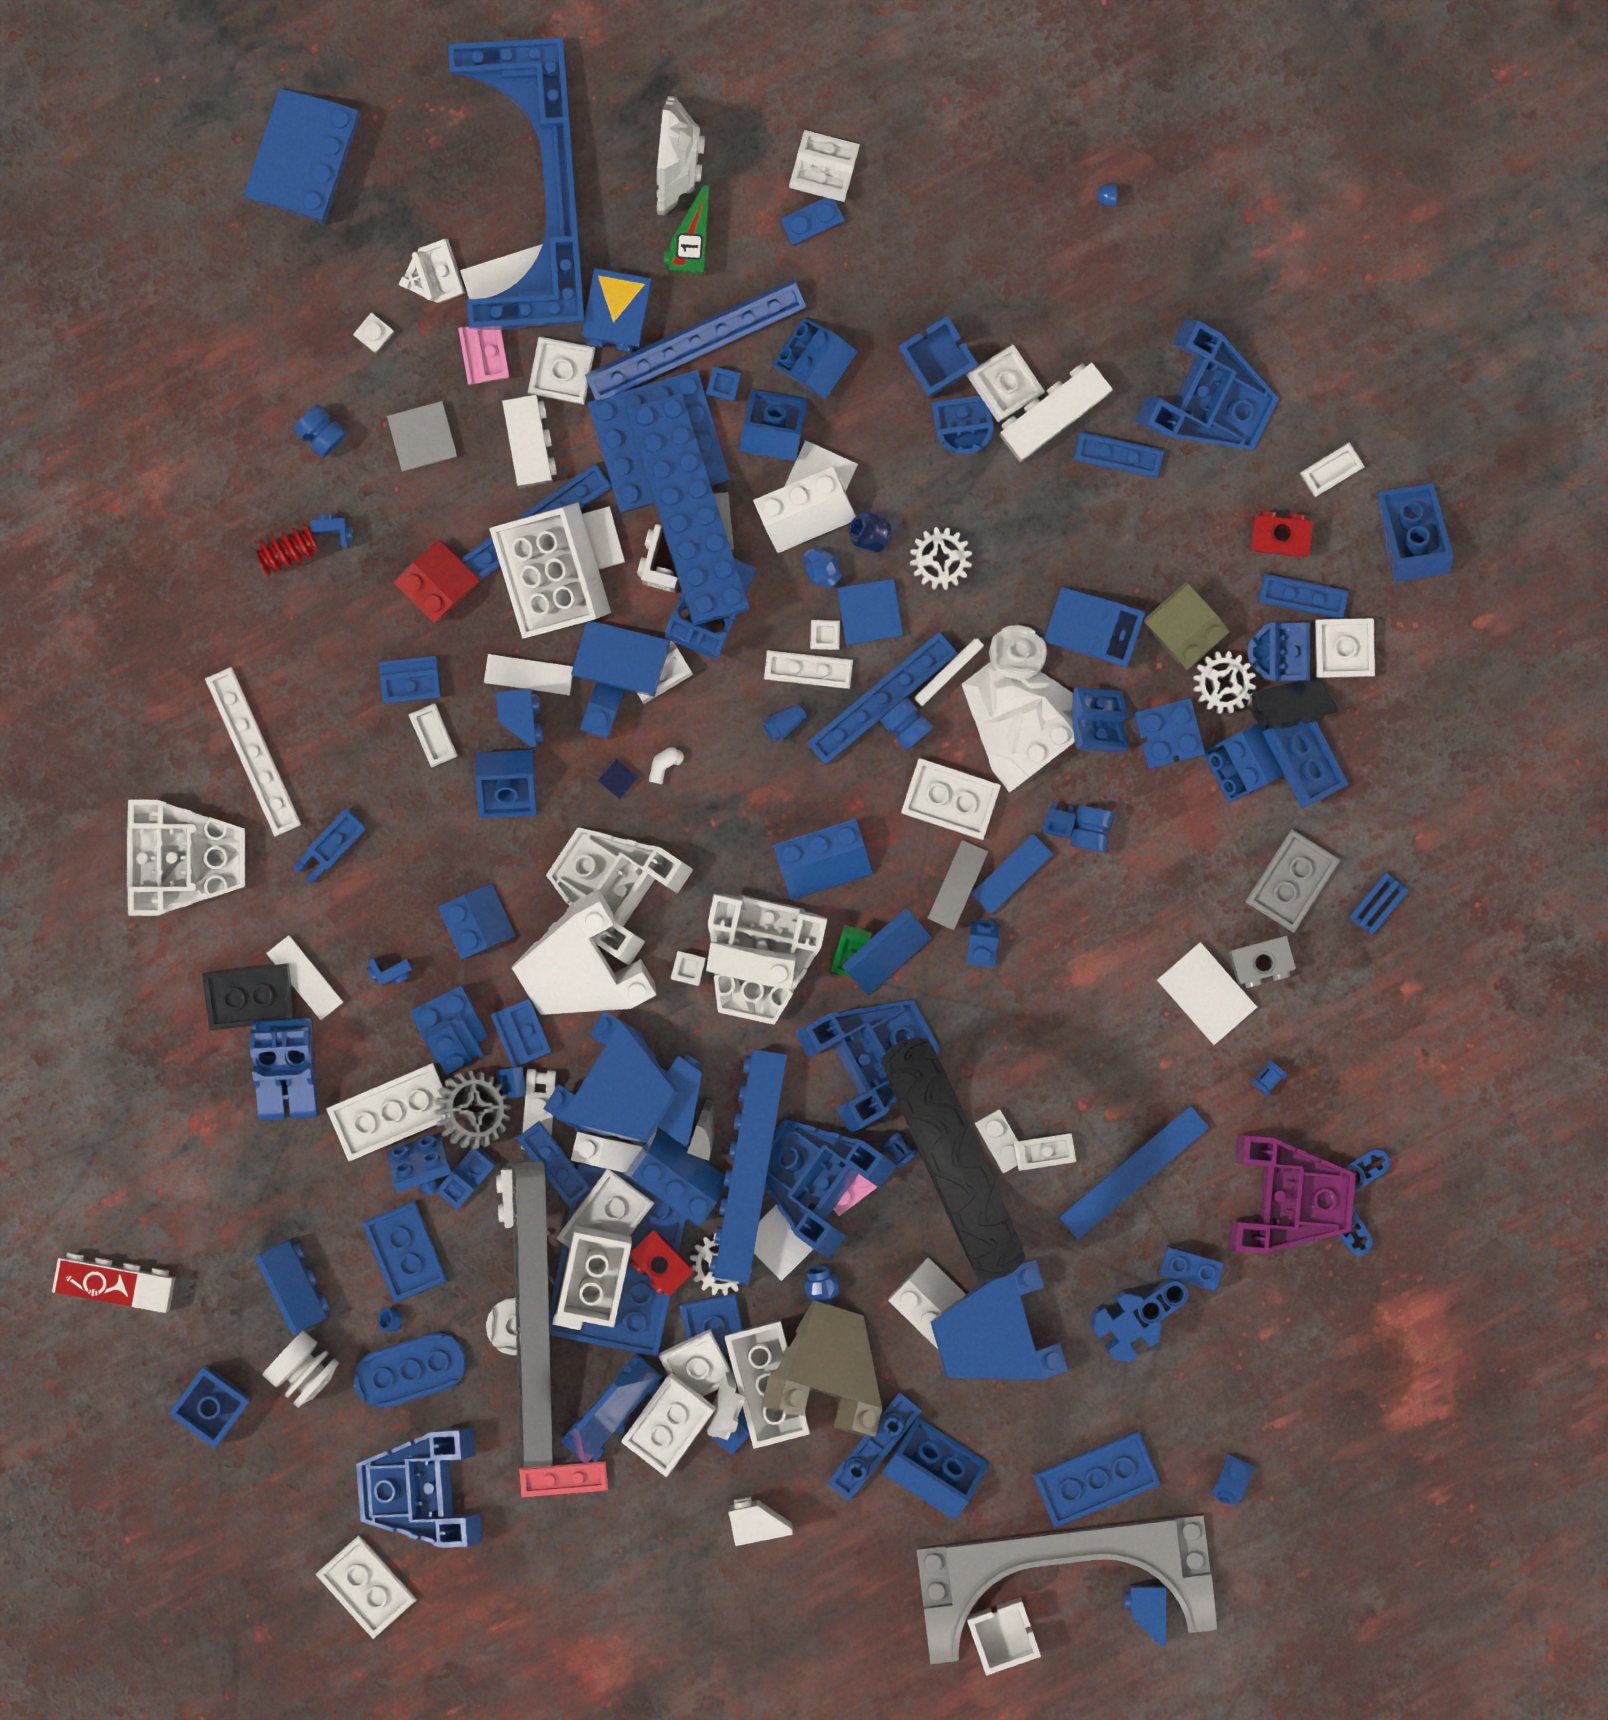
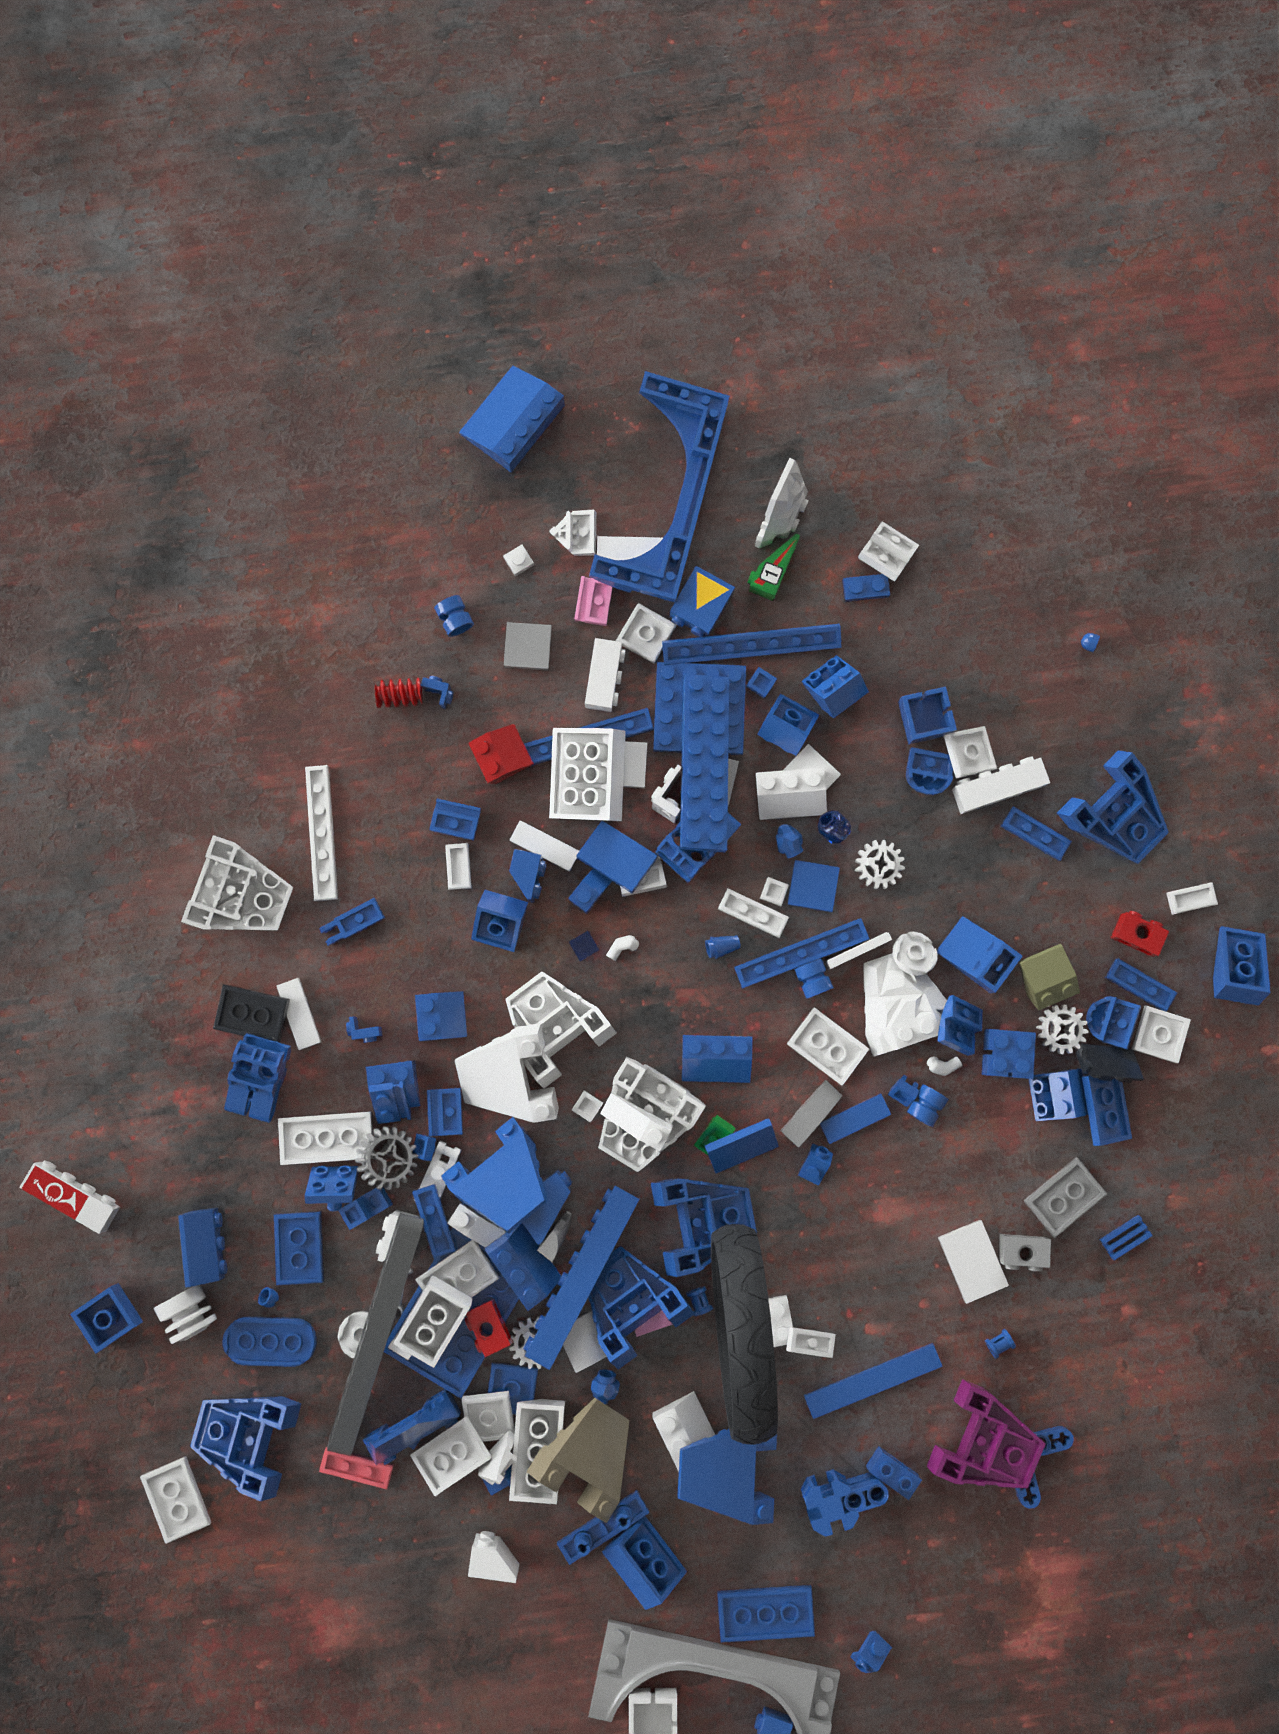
camera: 15 degrees right, 5 degrees down
(1096, 778) = (943, 1068): none -> white arm

